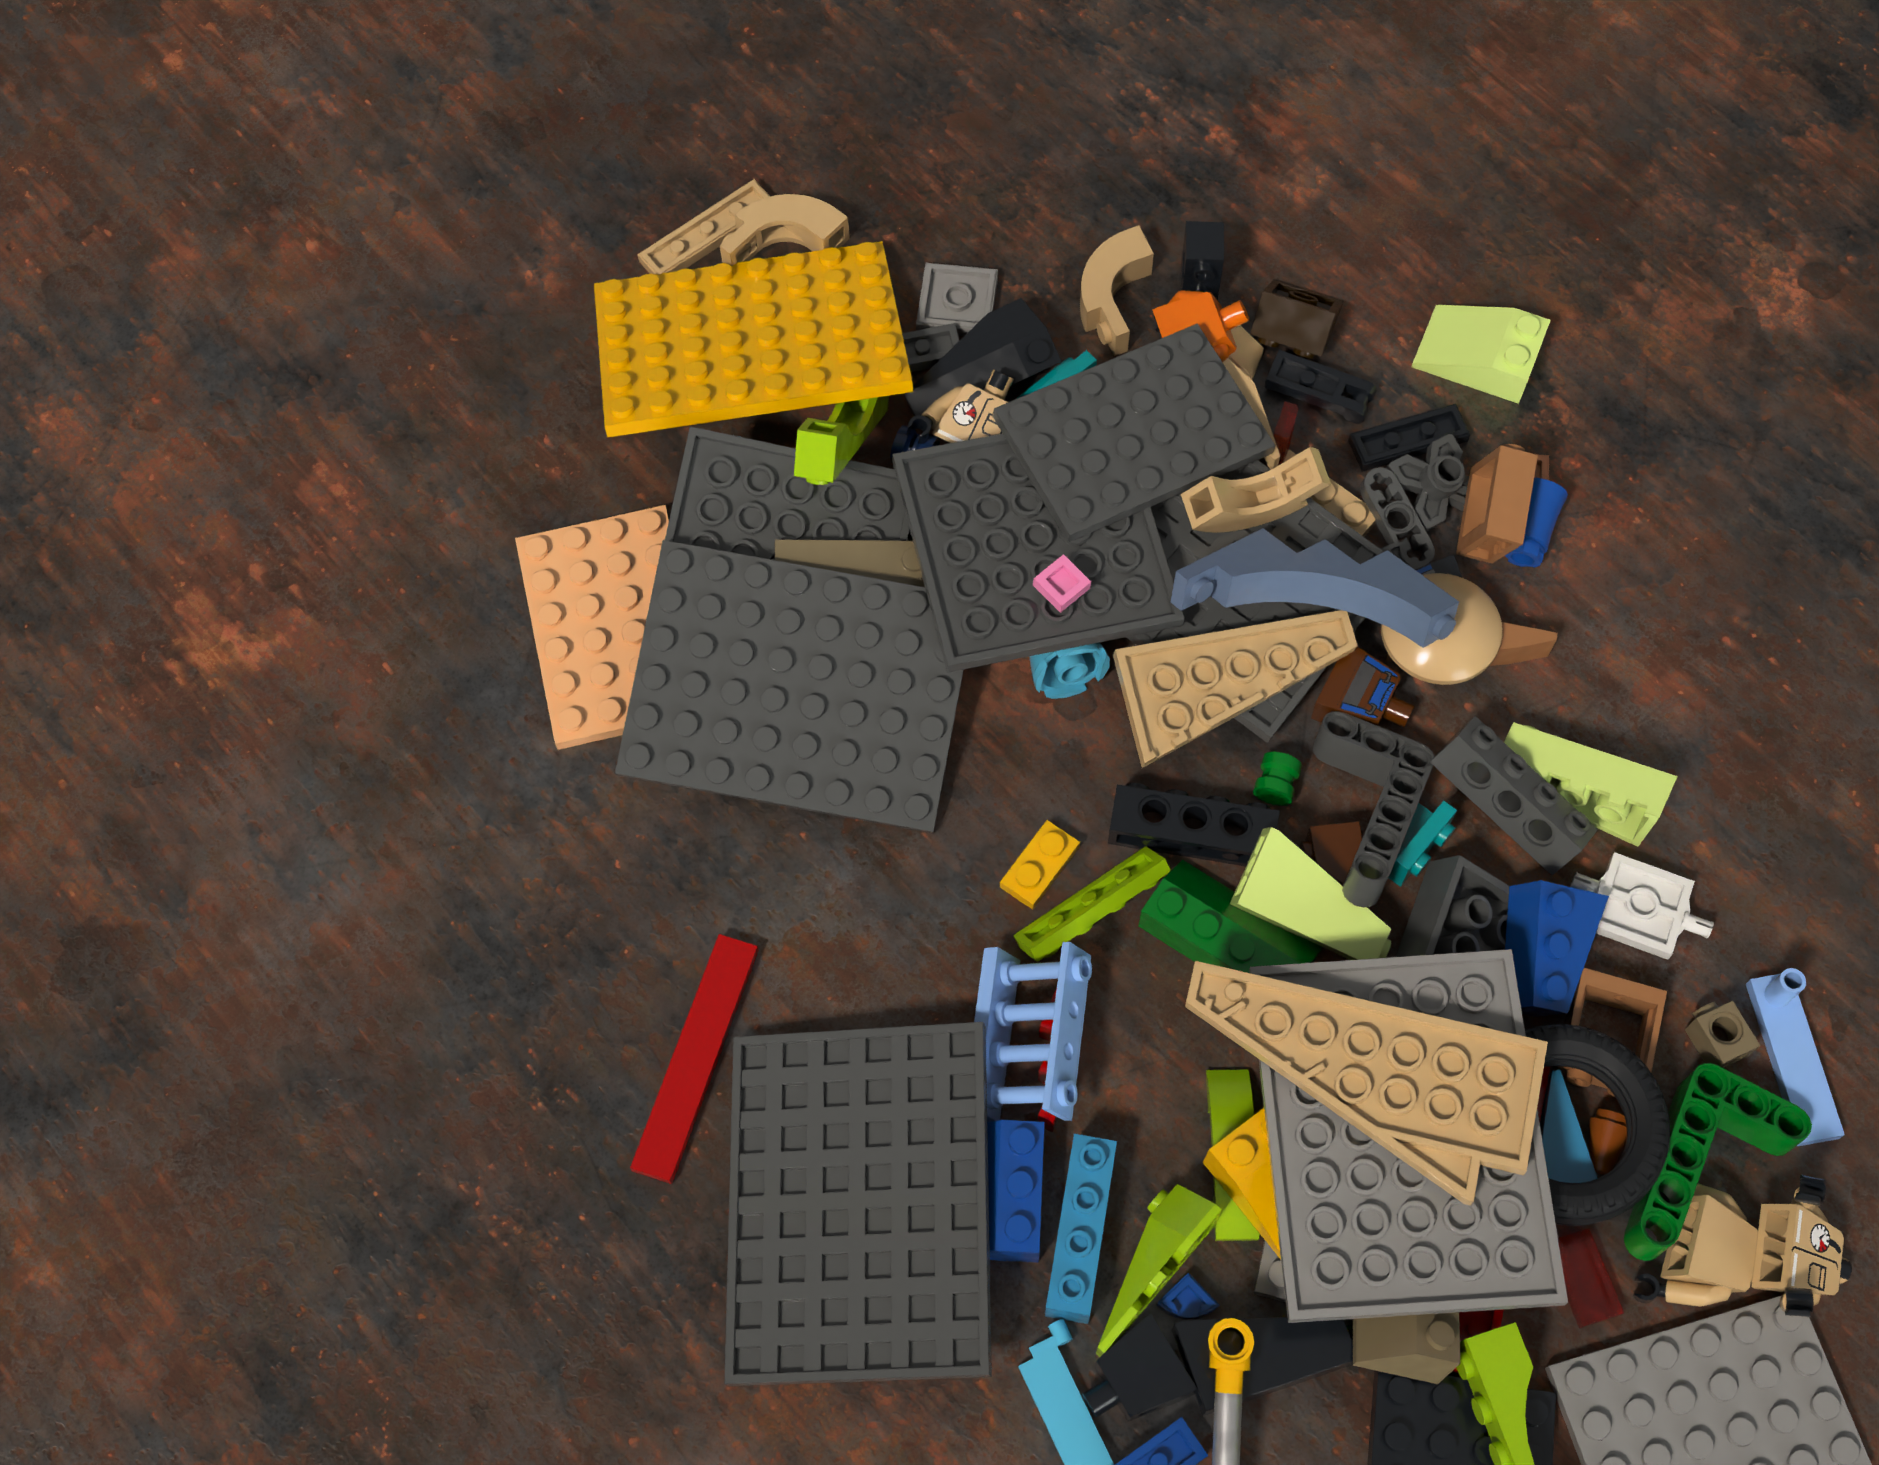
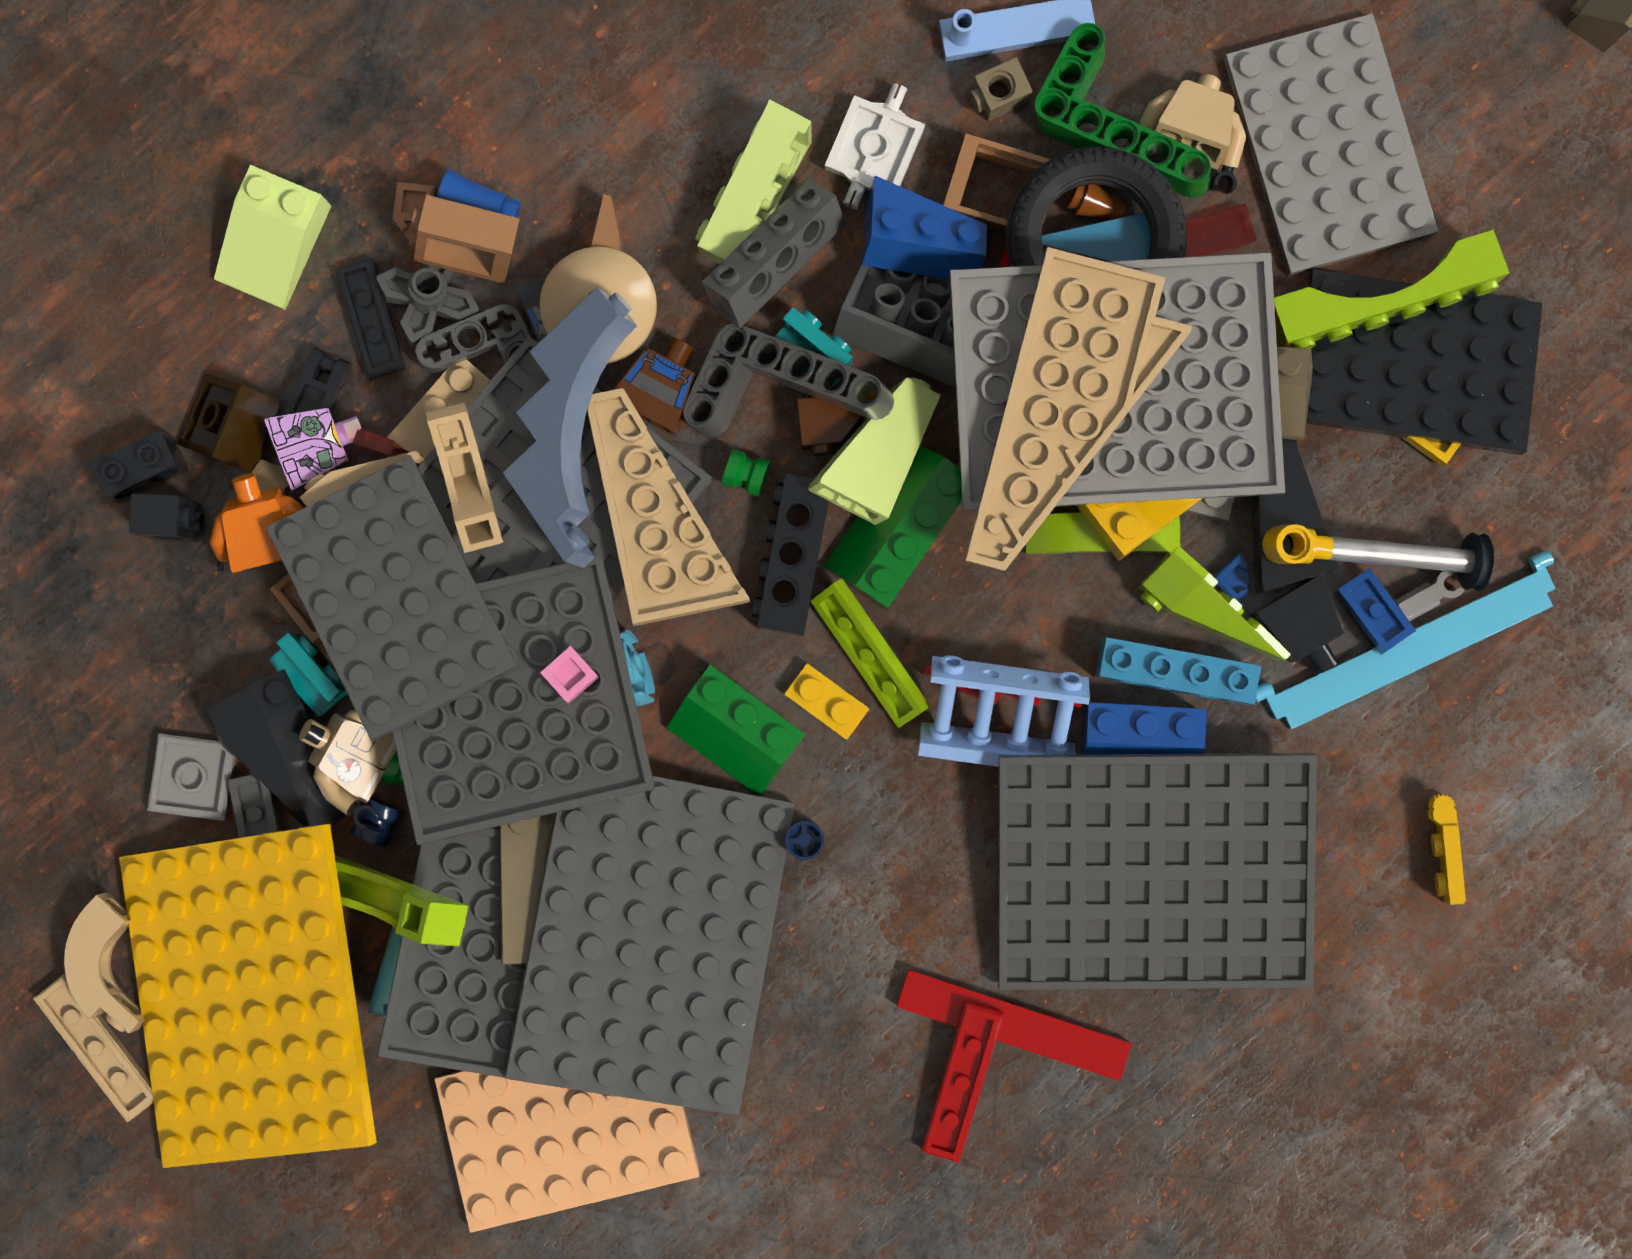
camera: 90 degrees left, 20 degrees up
(638, 1000) = (962, 1081): none -> red tile
(894, 830) = (806, 845): none -> dark blue wheel
(1010, 774) = (735, 730): none -> green slope
(1110, 267) = (158, 611): tan arch -> none
(1251, 245) = (139, 466): none -> black brick
(1282, 374) = (310, 443): none -> lavender torso
(1799, 1250) = (1207, 50): tan torso -> none

